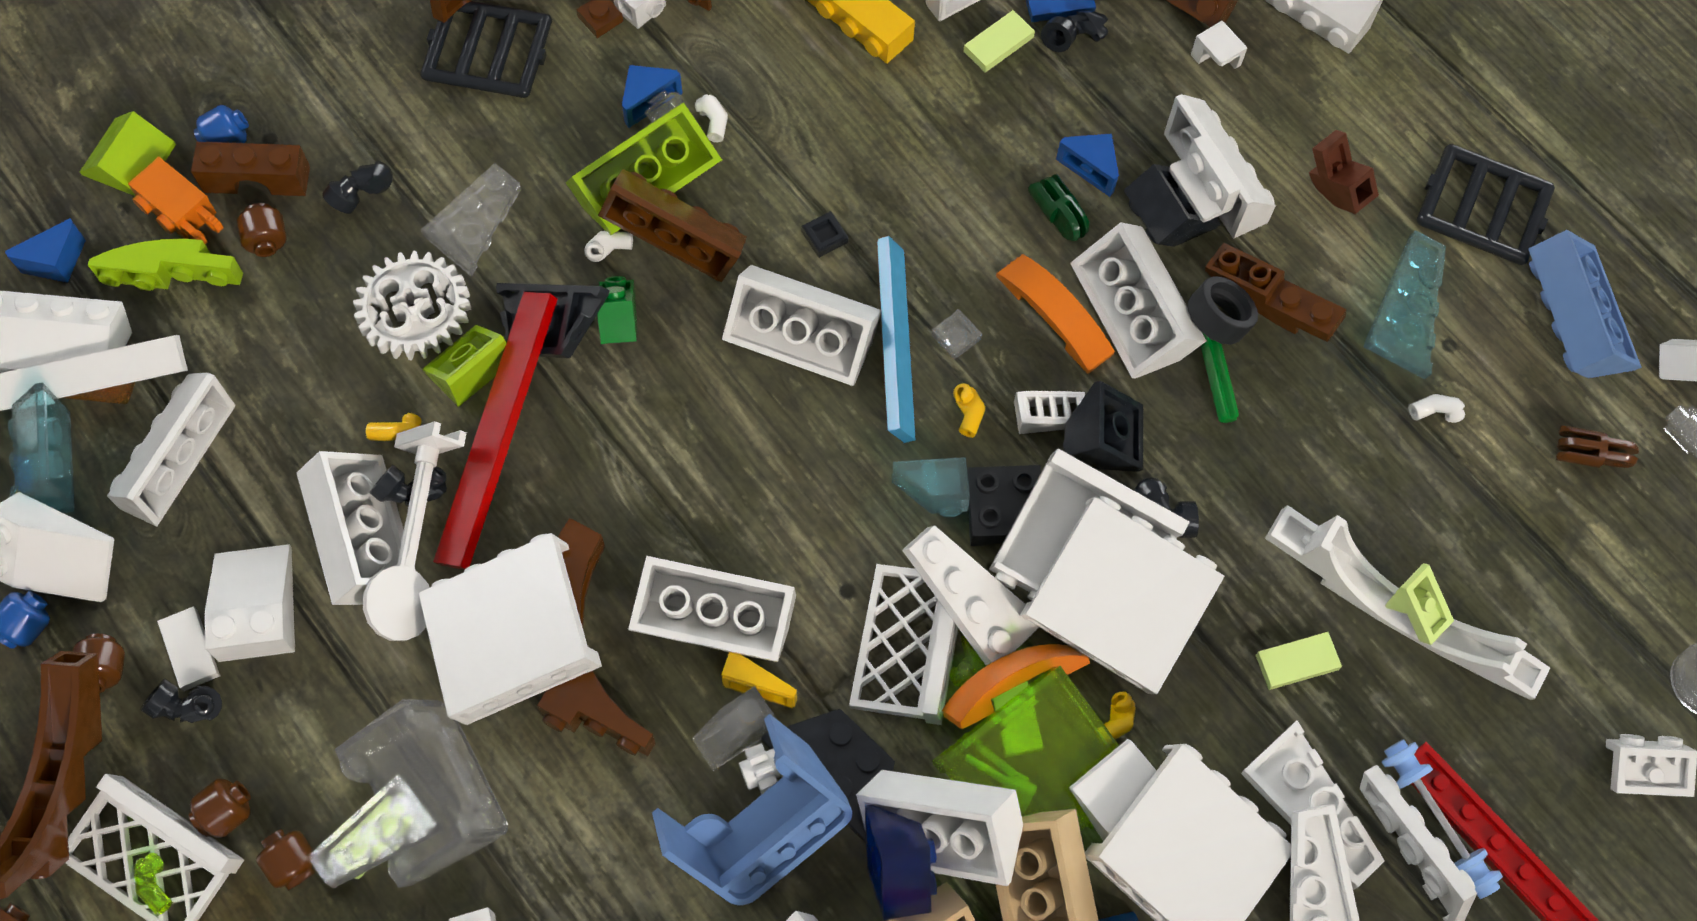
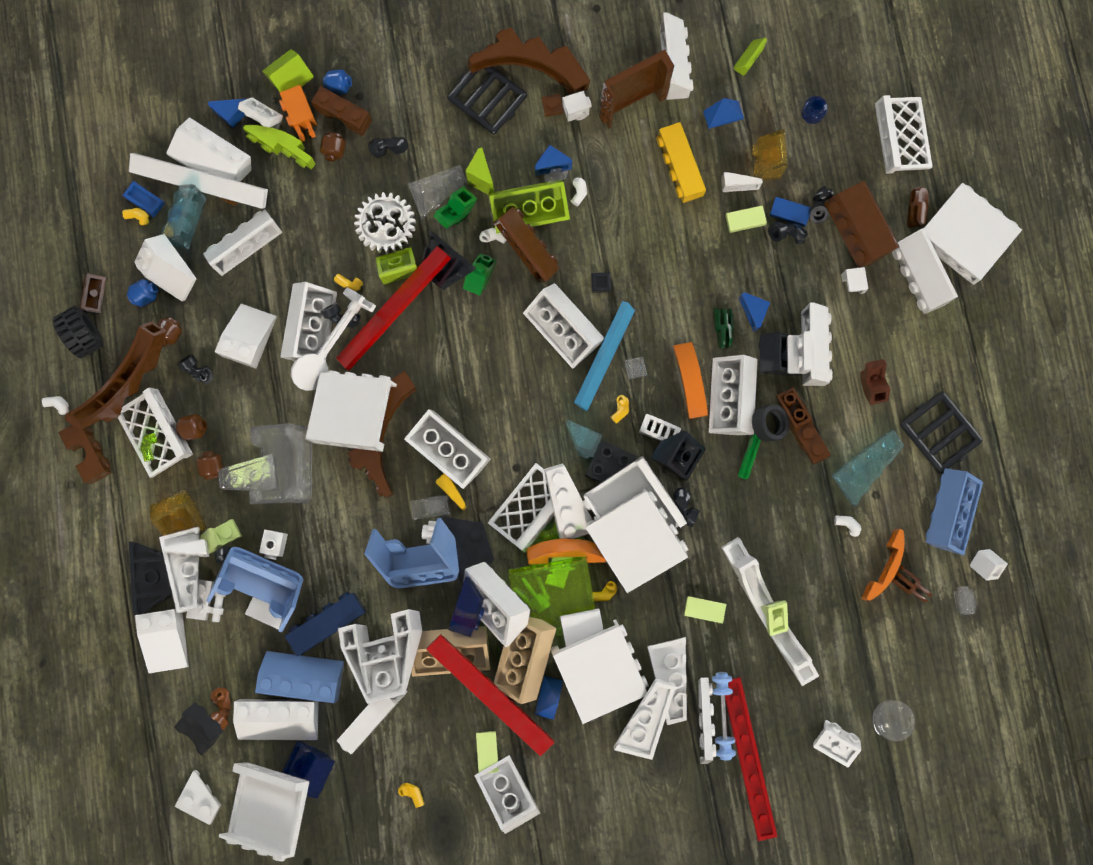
camera: 30 degrees right, 15 degrees up
(107, 232) = (260, 113): none -> white bracket
(185, 645) = (208, 342): white tile -> none
(525, 227) = (457, 209): none -> green brick
(539, 156) = (478, 173): none -> lime slope
(1533, 400) = (896, 544): none -> orange slope

